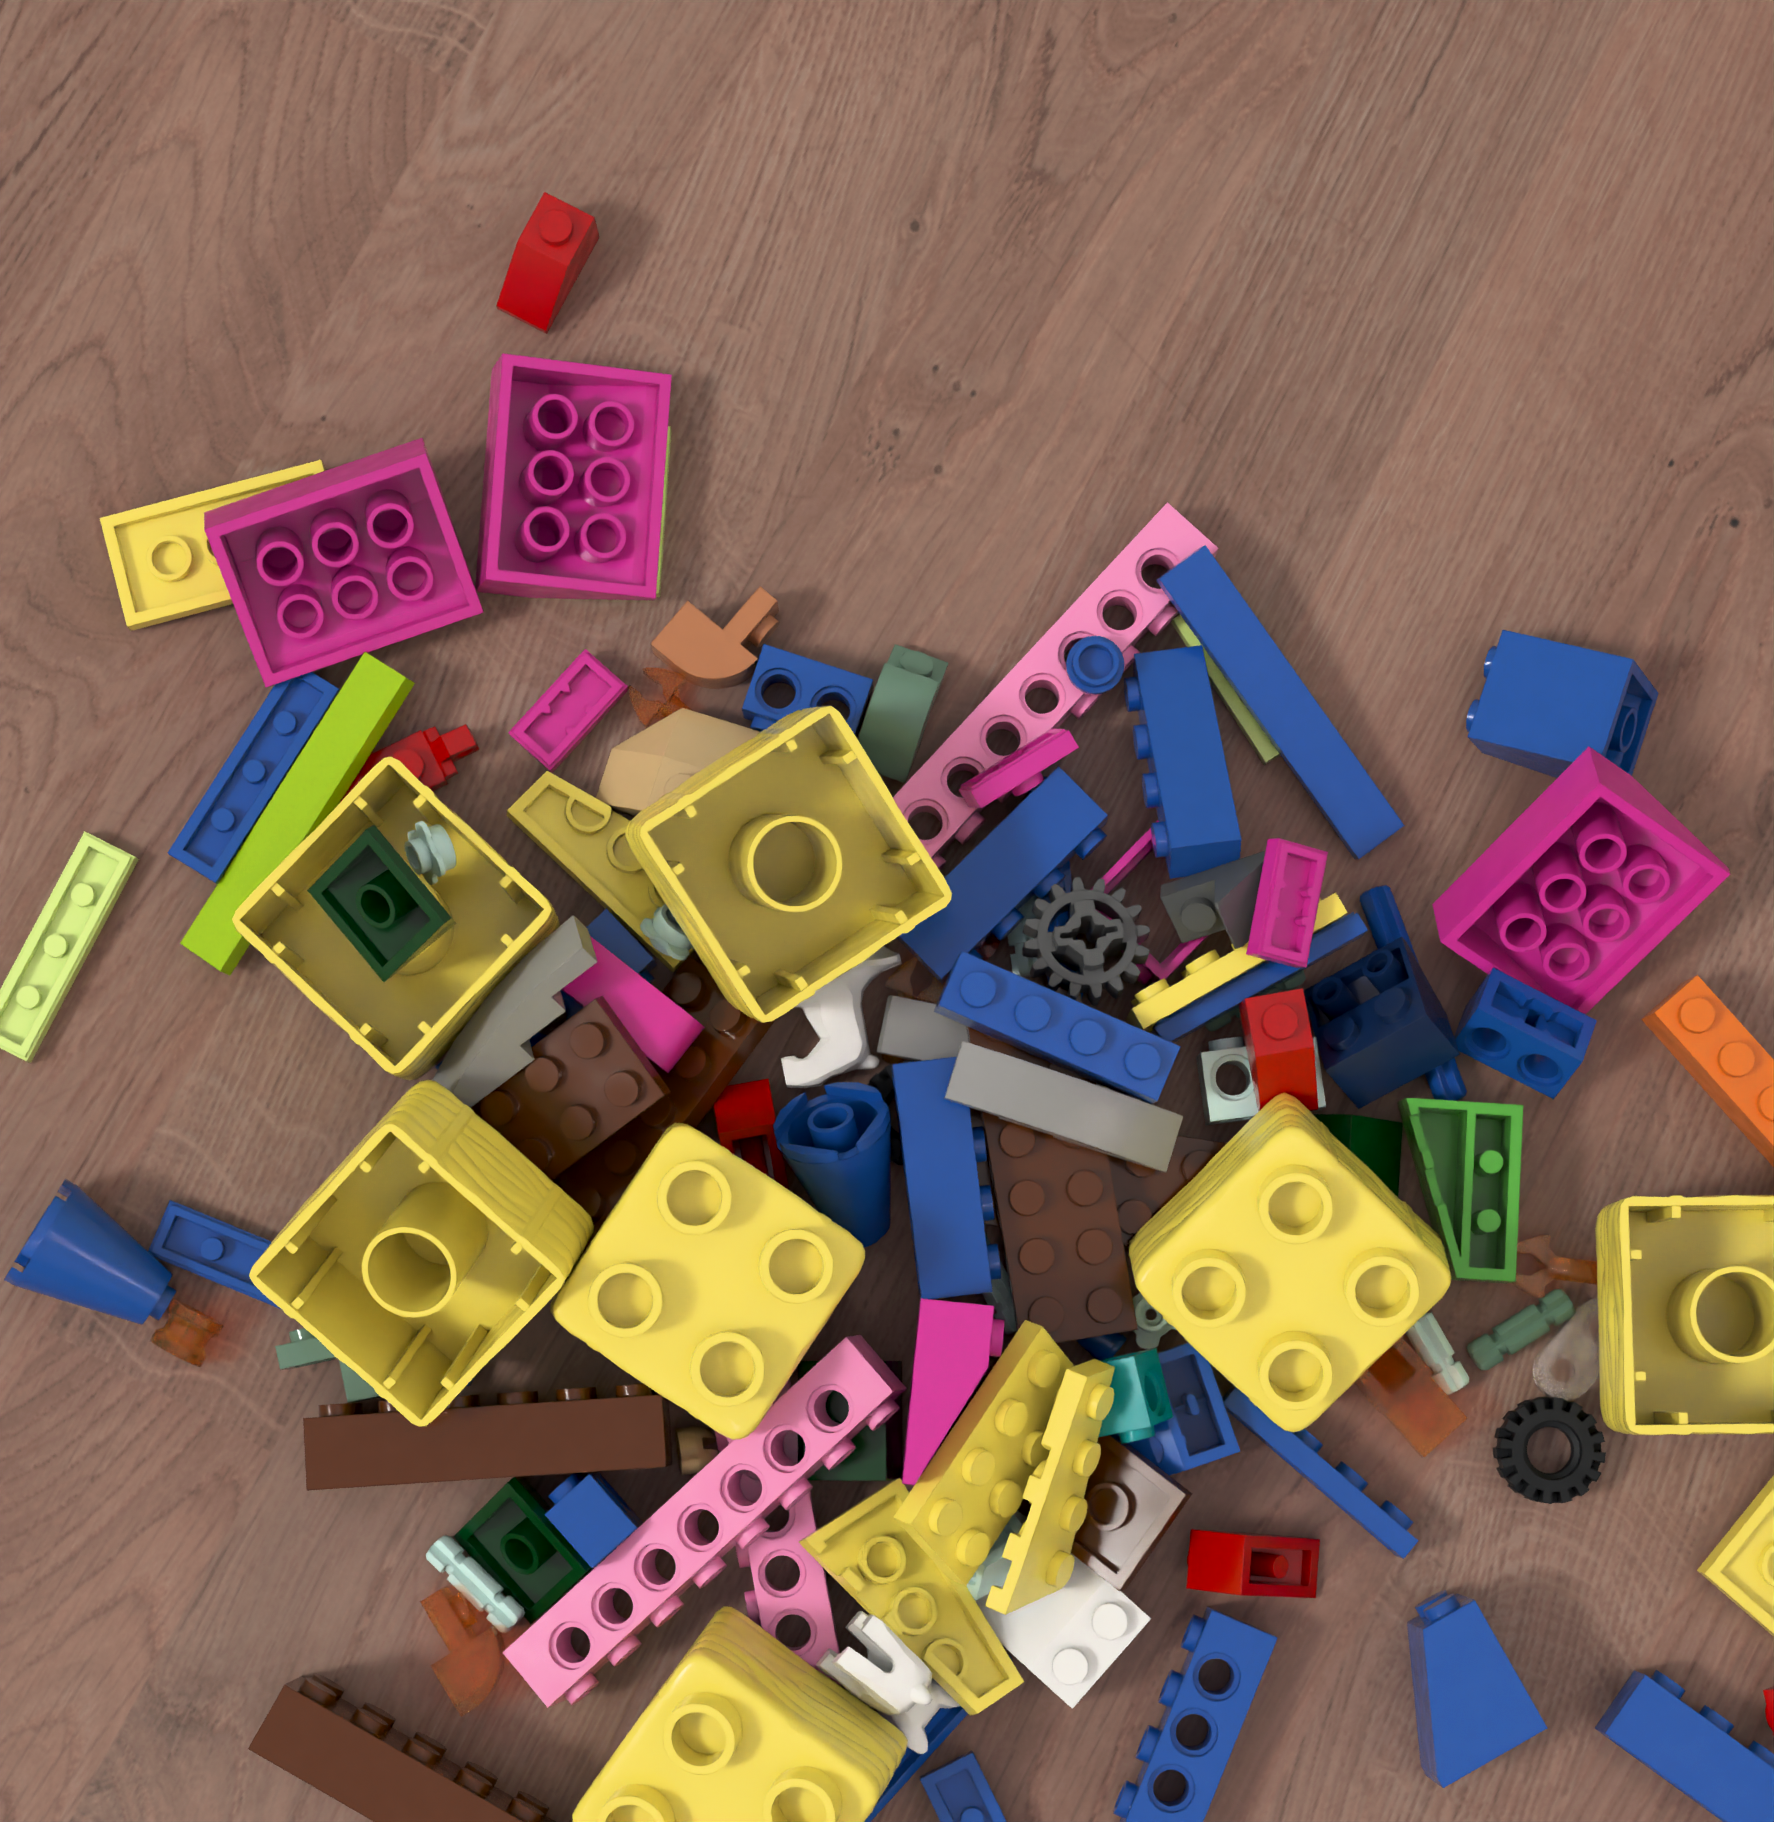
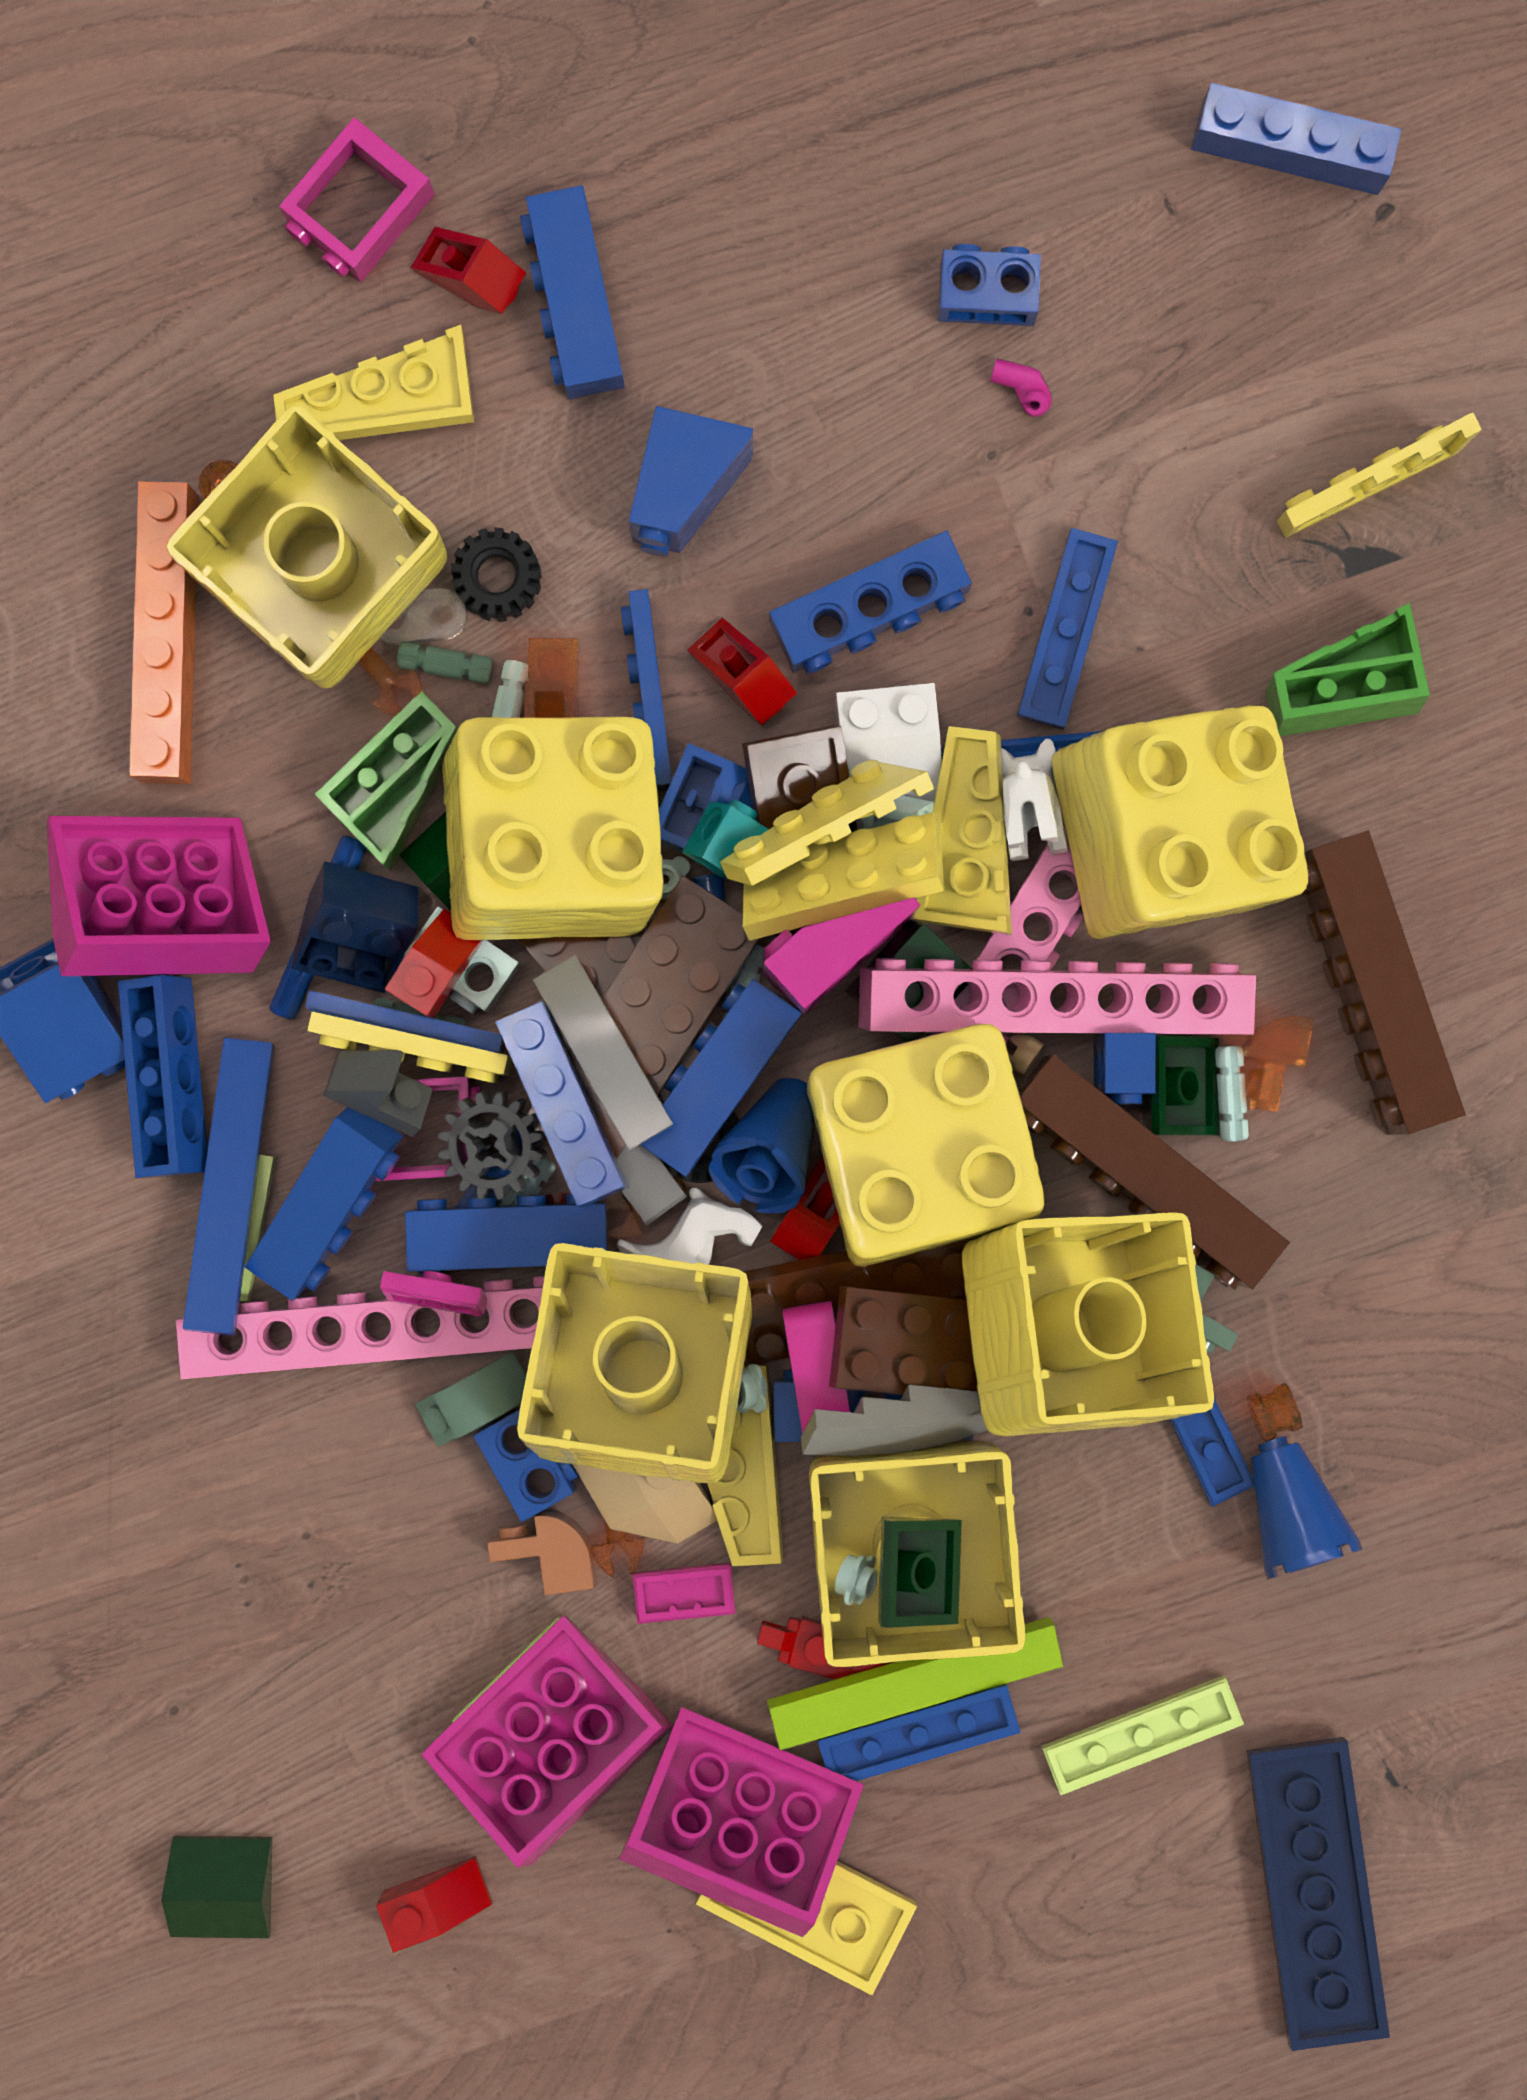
camera: 140 degrees left, 5 degrees up
(741, 116) = (219, 1887): none -> dark green slope
(1095, 665) = (324, 1315): blue plate -> none
(1287, 903) = (344, 1051): dark pink plate -> none
(1424, 744) = (163, 1076): none -> blue brick
(1524, 1033) = (271, 839): blue brick -> none

